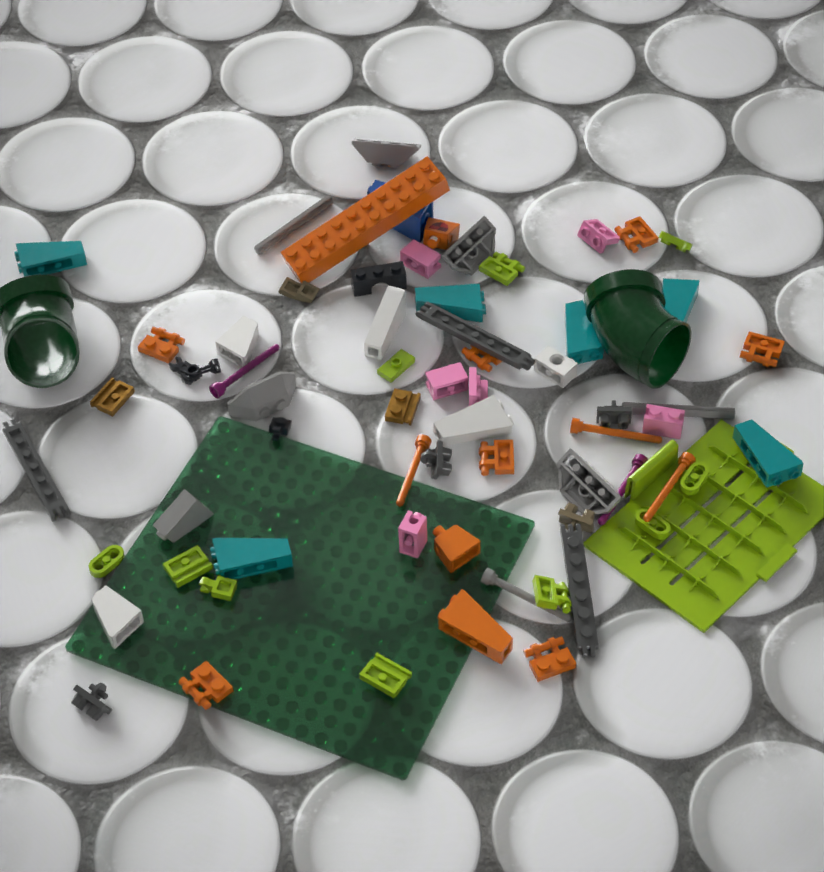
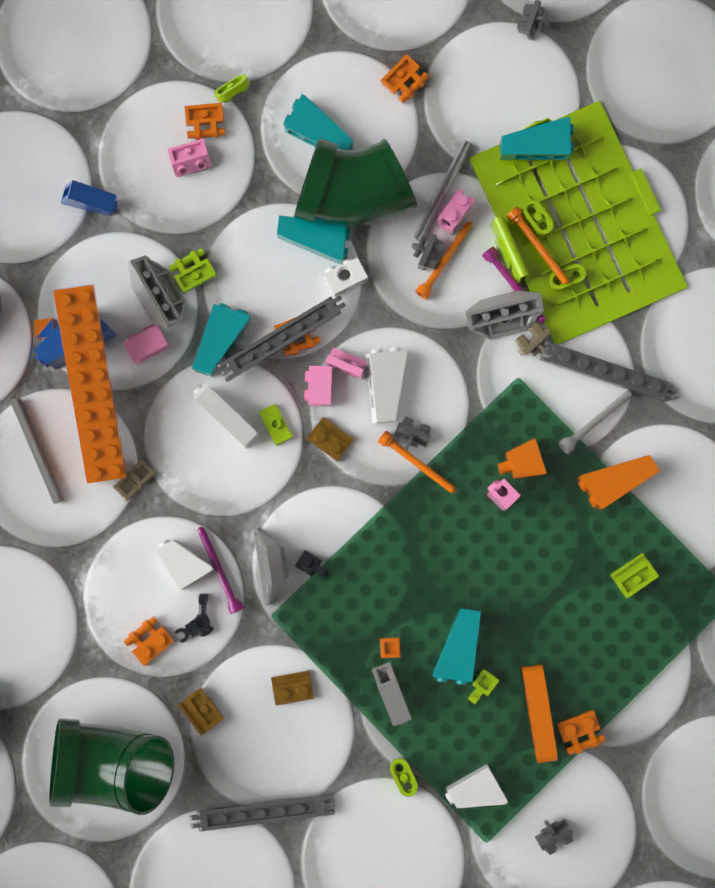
camera: 65 degrees left, 35 degrees up
(159, 454) = (292, 687): none -> pearl gold plate
(187, 566) = (446, 706): lime plate -> none
(210, 642) = (539, 714): none -> orange beam
(227, 508) = (390, 647): none -> orange tile
(366, 277) = (155, 403): black arch -> none
(440, 233) = (123, 313): orange torso -> none
(503, 457) = (433, 373): orange plate -> none
(523, 182) = (88, 198): none -> blue slope
(550, 595) = (604, 403): lime plate -> none
(550, 664) = (669, 428): orange plate -> none

